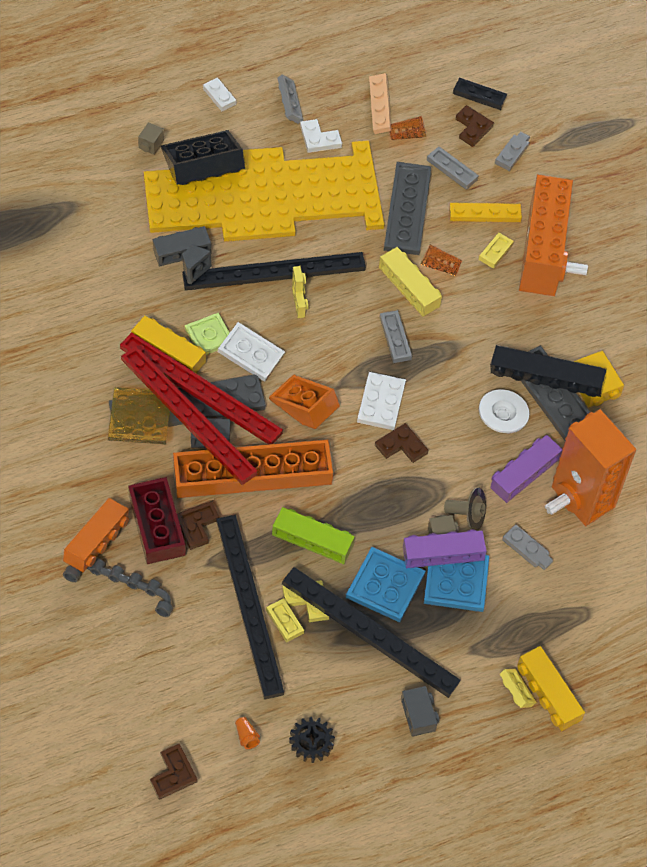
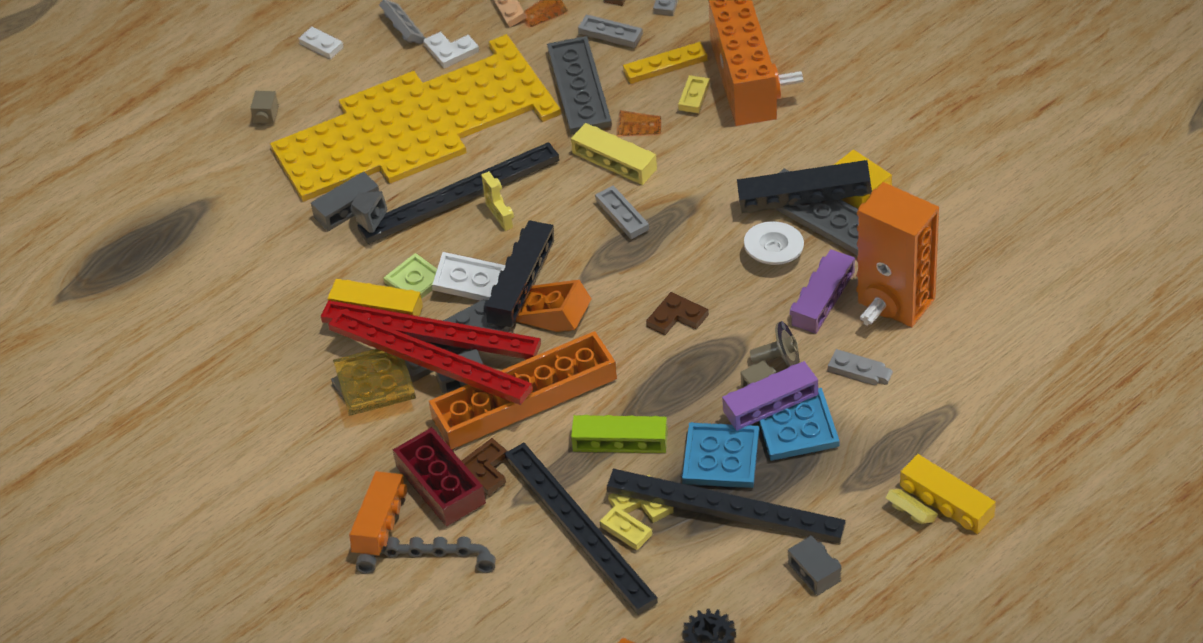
camera: 10 degrees left, 10 degrees down
(203, 157) = (333, 105): black slope -> none
(291, 363) = (519, 273): none -> black brick
(381, 401) = (634, 280): white plate -> none

